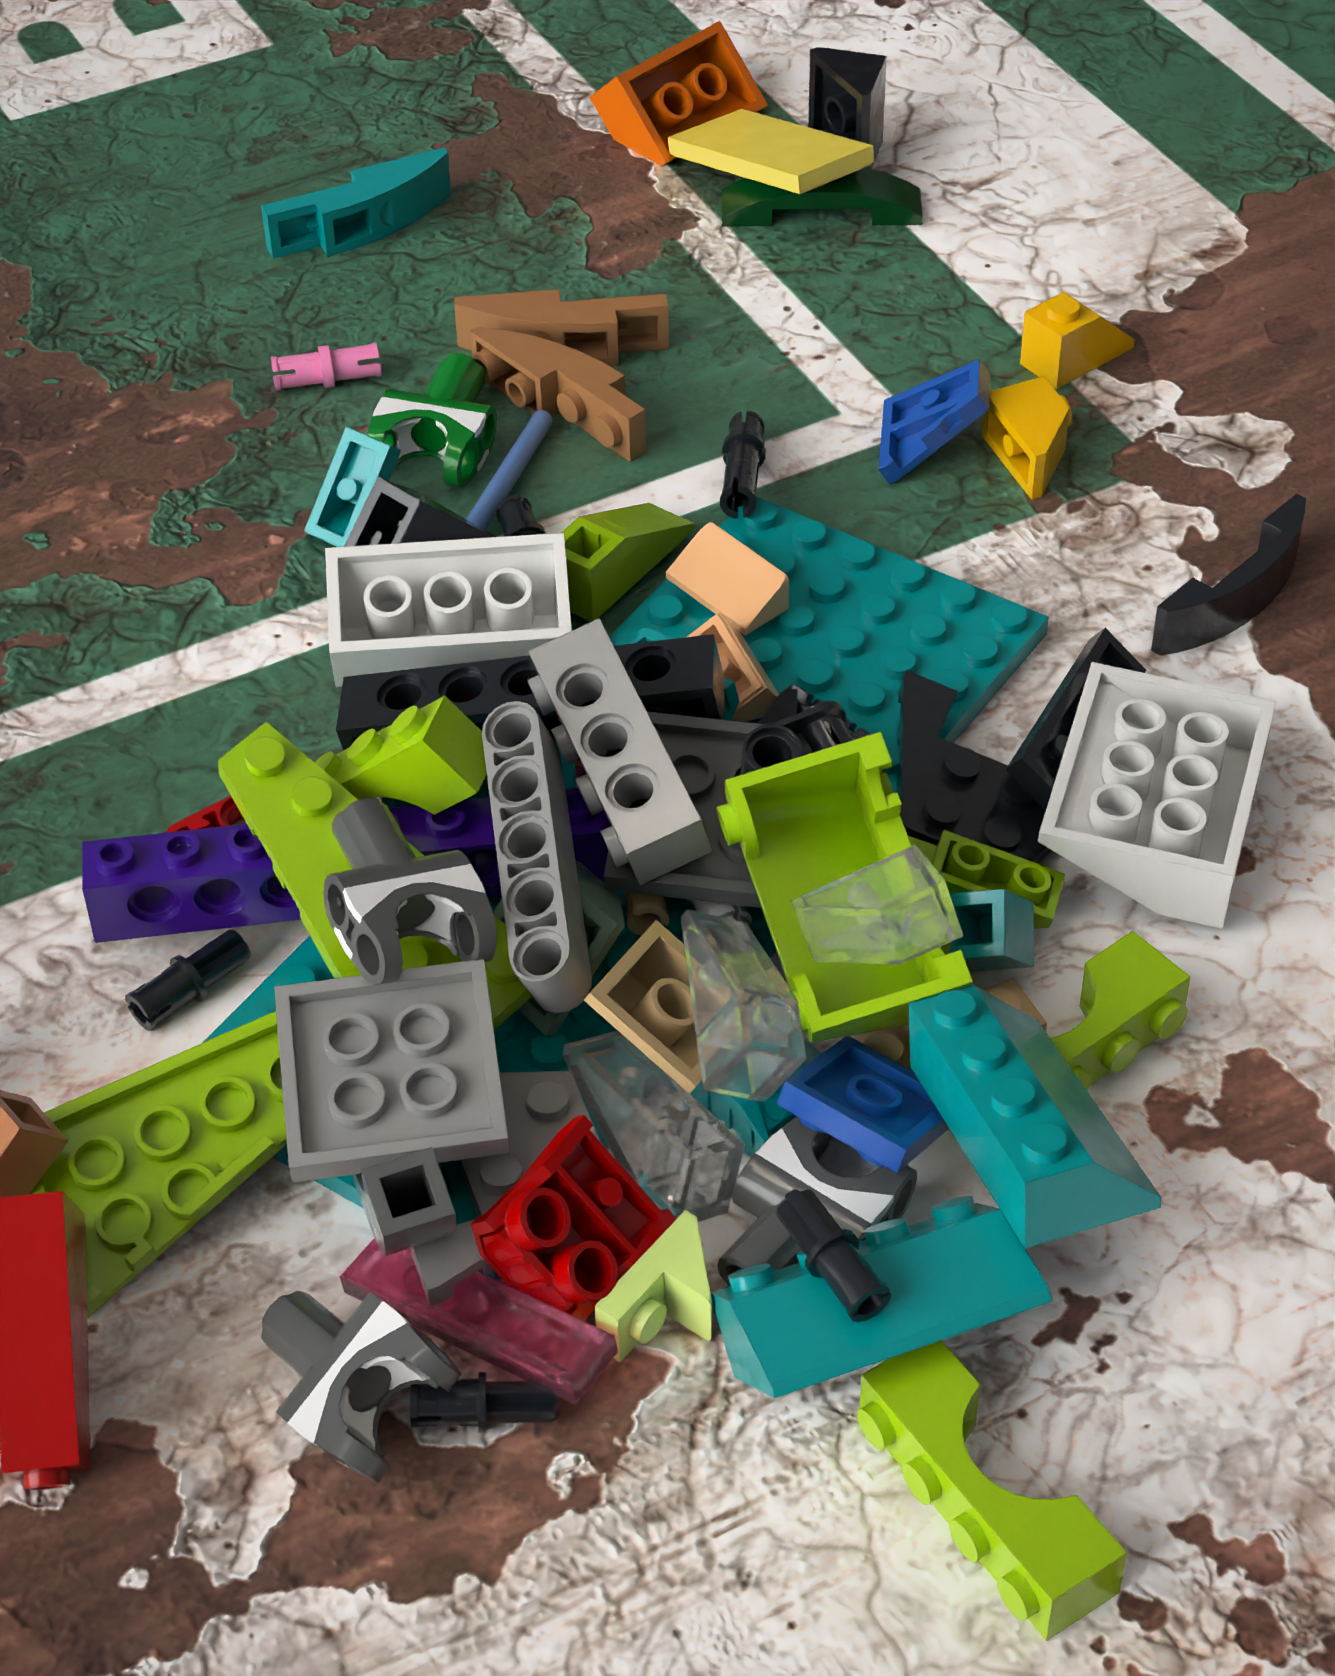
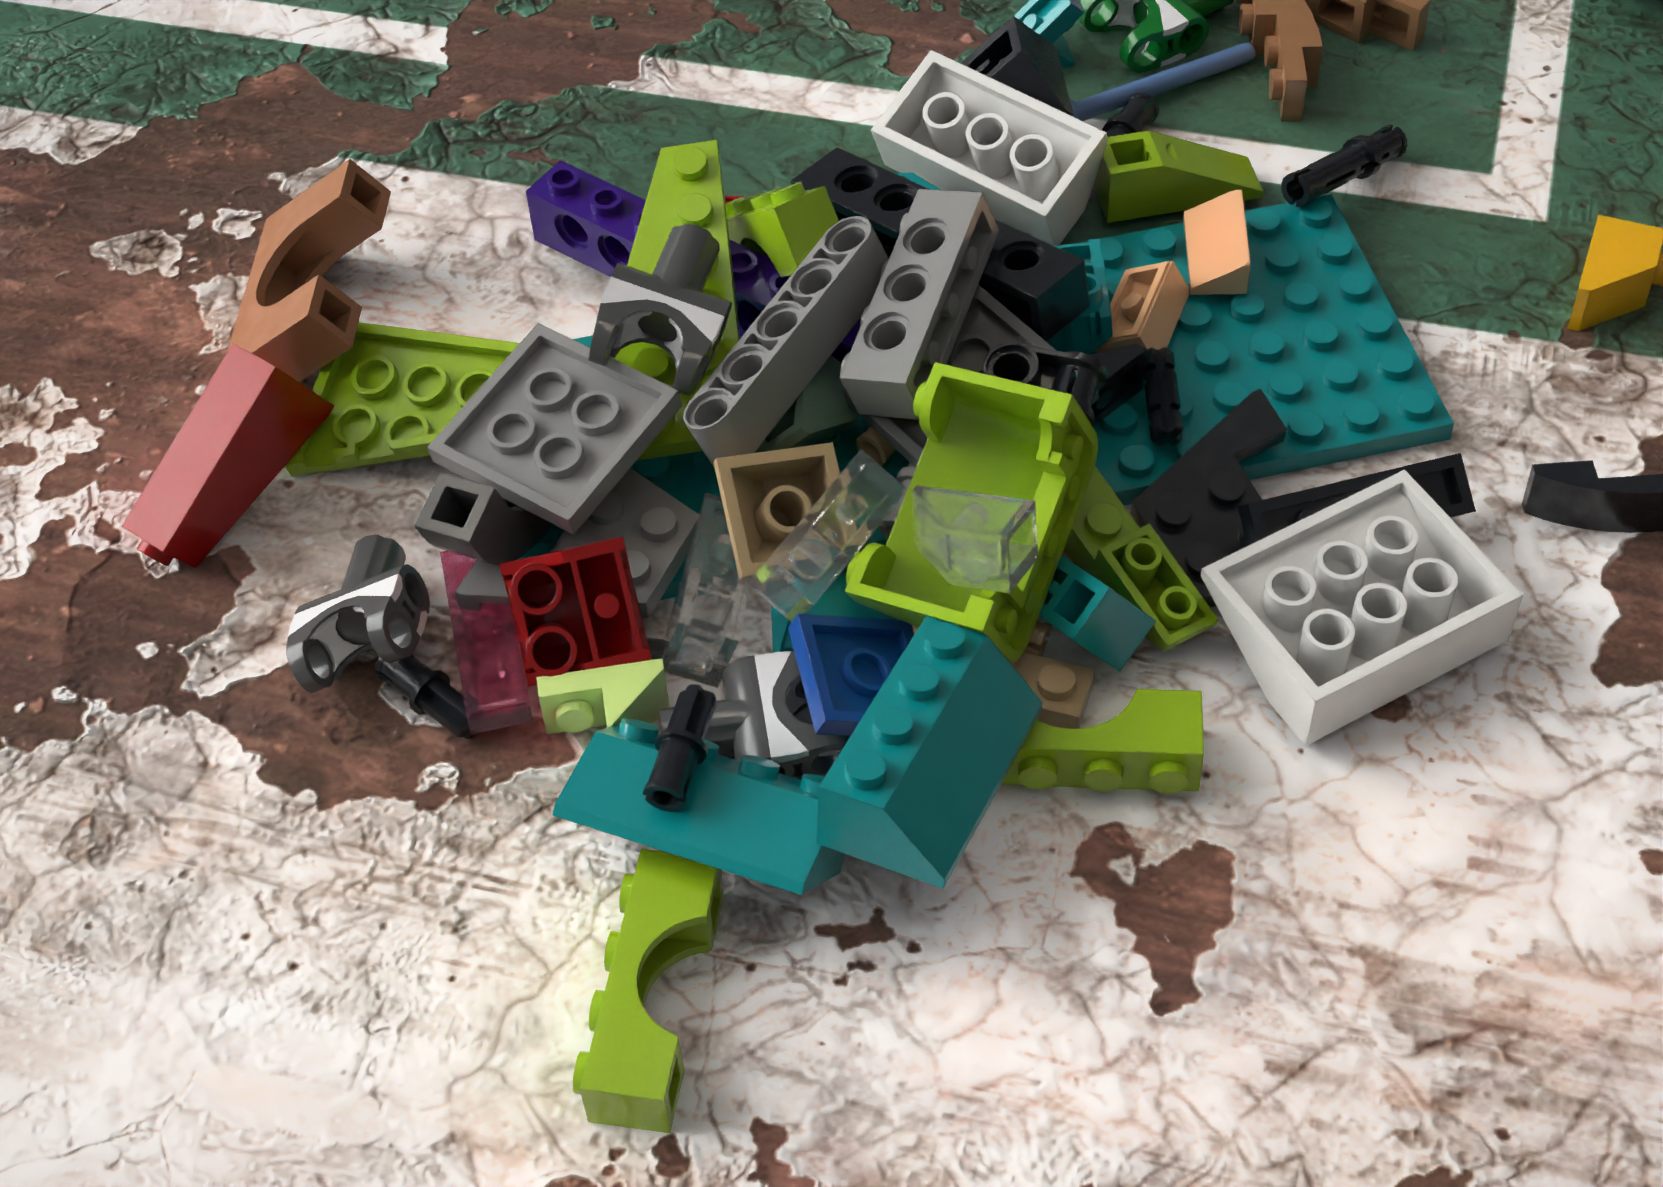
camera: 45 degrees right, 5 degrees up
(187, 979) = (558, 301): black axle -> none
(930, 416) = (1538, 211): blue wing -> none

